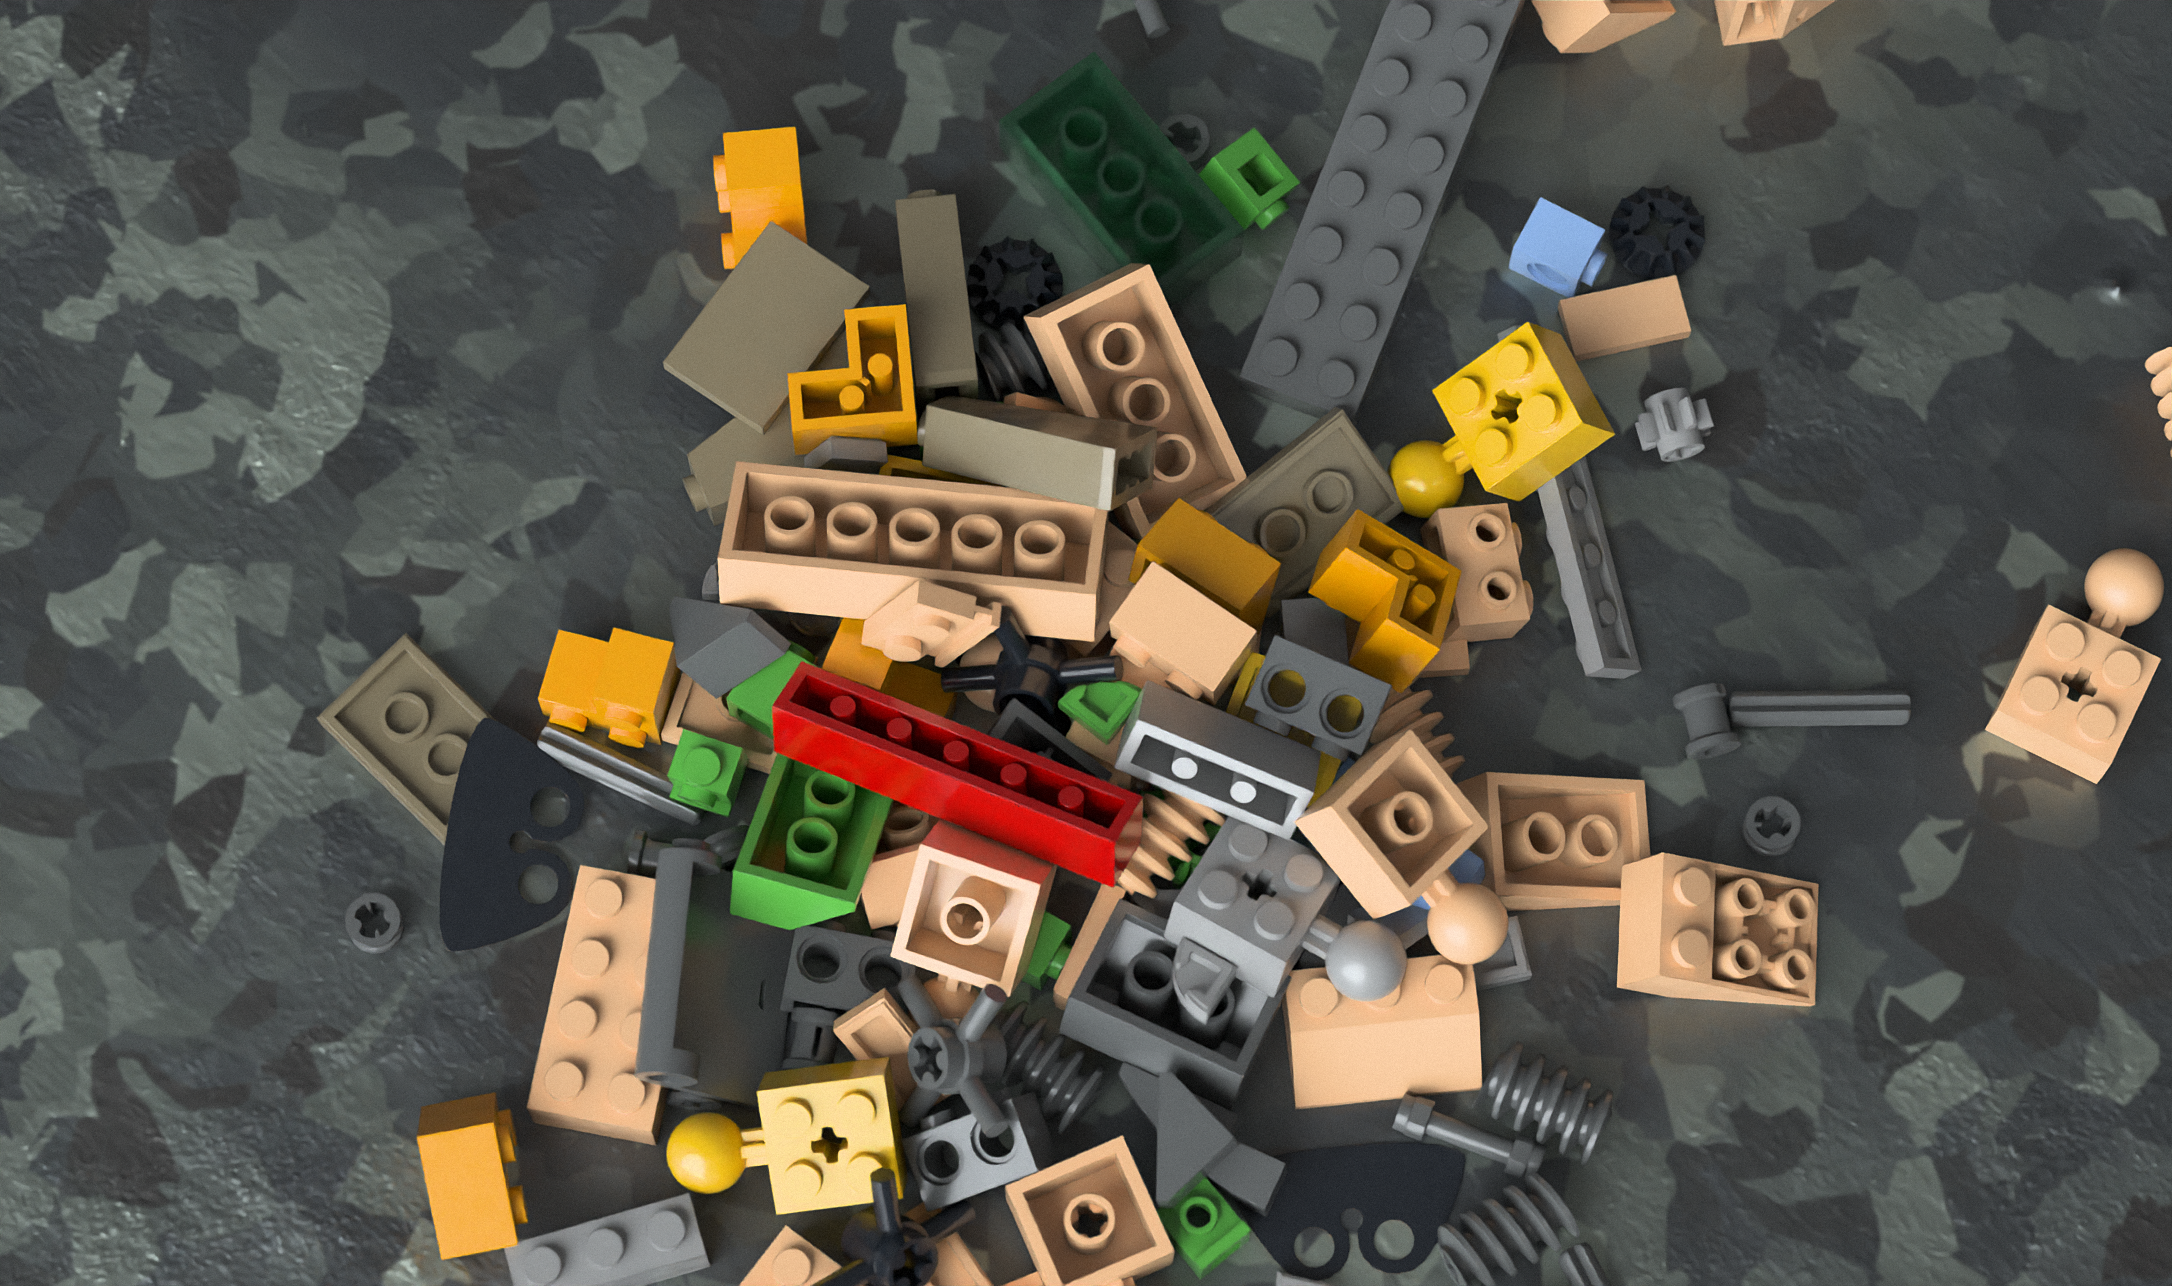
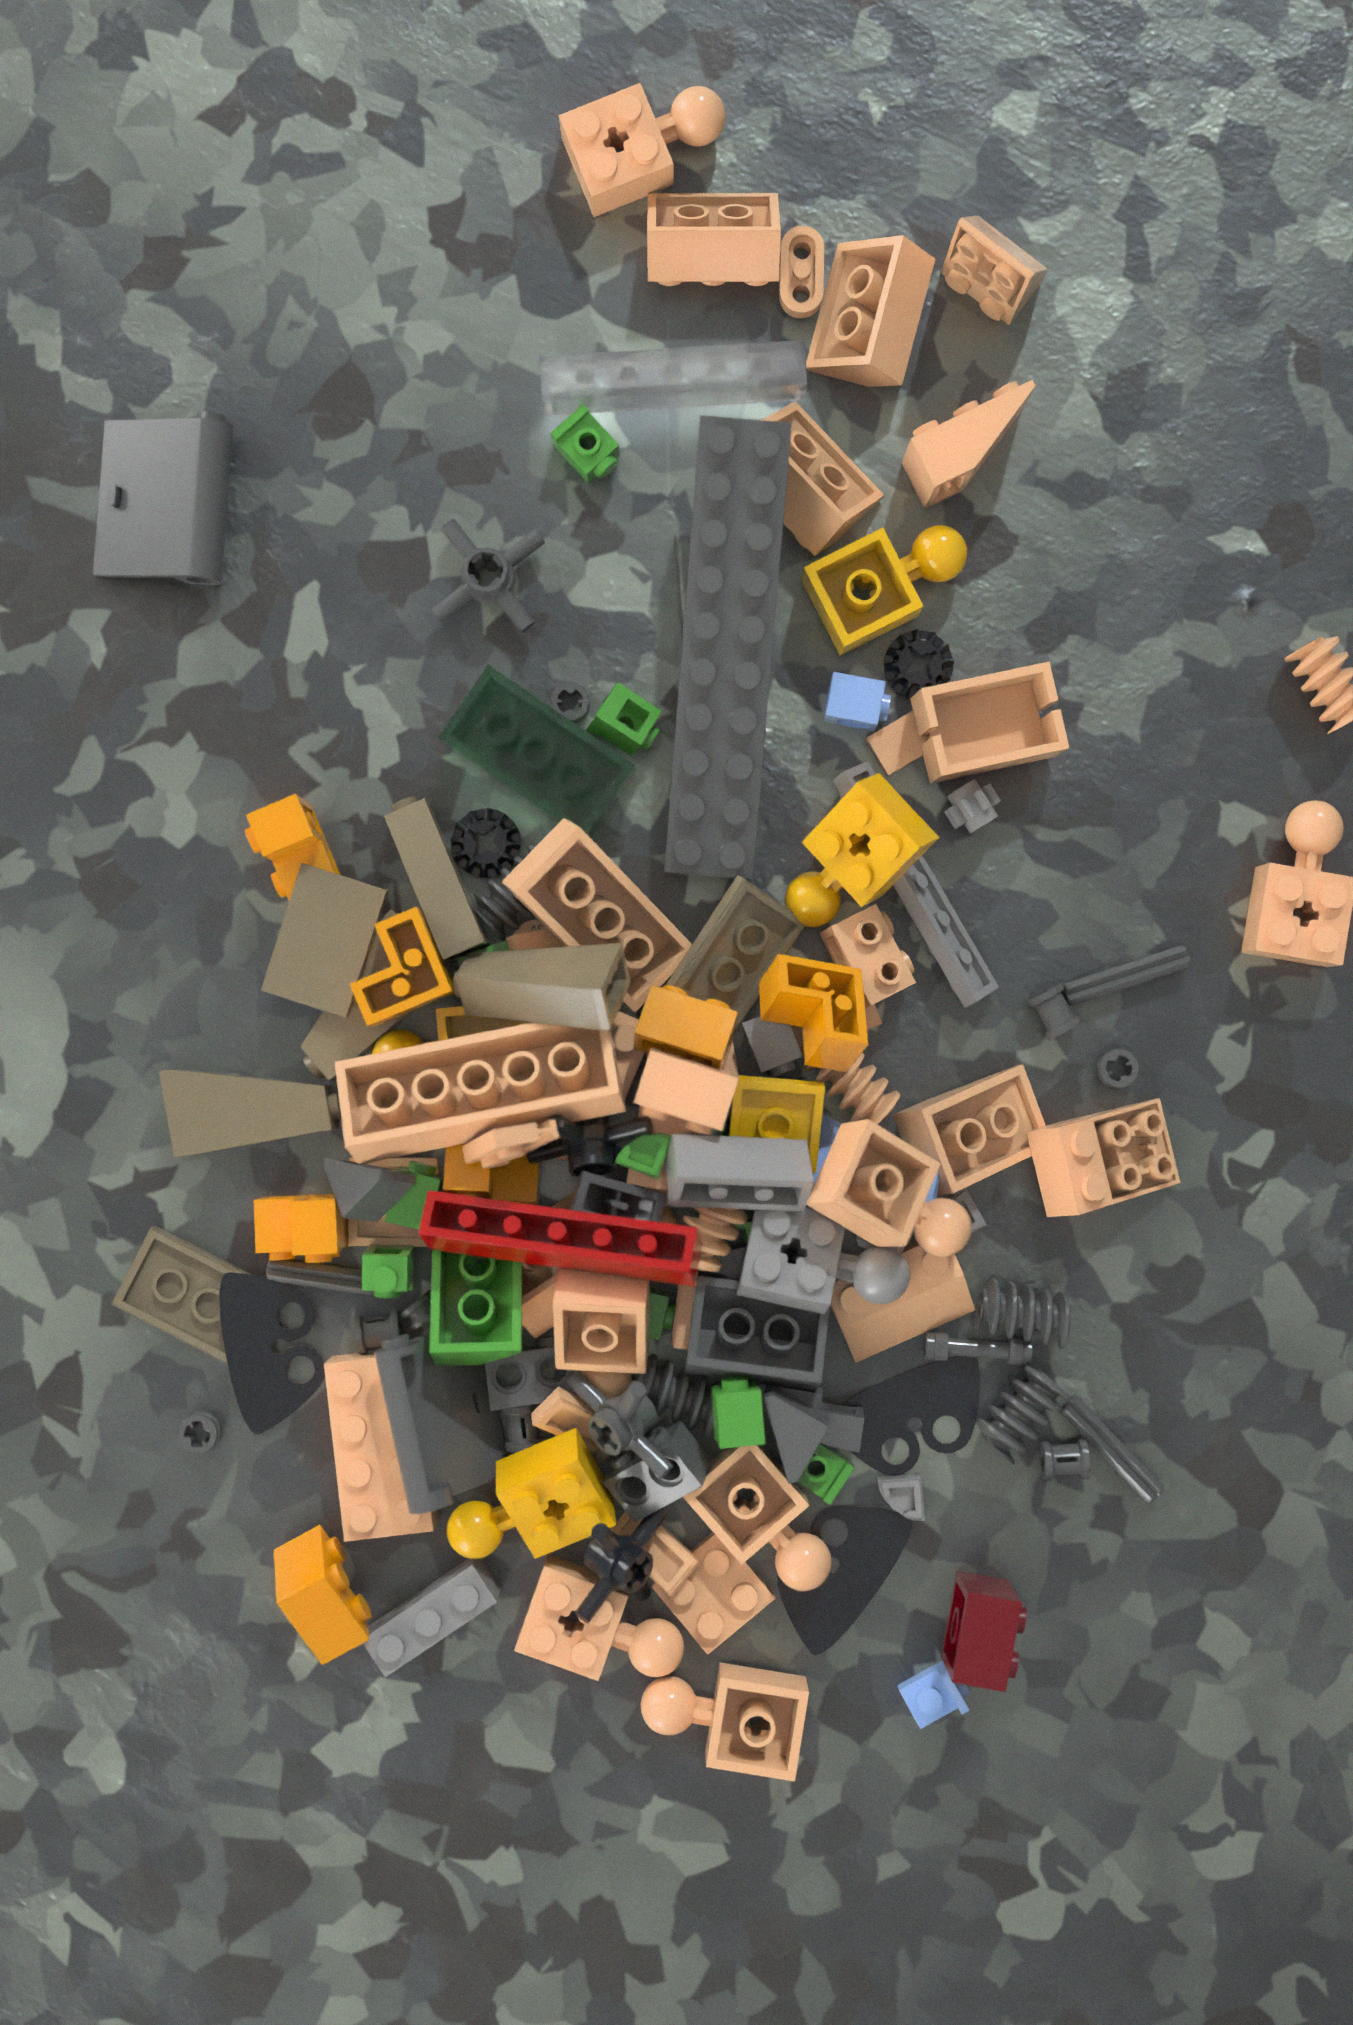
camera: 15 degrees left, 15 degrees up
(582, 521) = (234, 1110): none -> dark tan slope
(848, 455) = (410, 1021): light grey tile -> none
(1116, 1089) = (737, 1413): none -> bright green brick
(1200, 978) = (771, 1321): light grey tile -> none
(1324, 683) = (796, 1092): dark grey brick -> none
(1642, 111) = (874, 565): none -> yellow brick
(1726, 321) = (989, 722): none -> light nougat piece

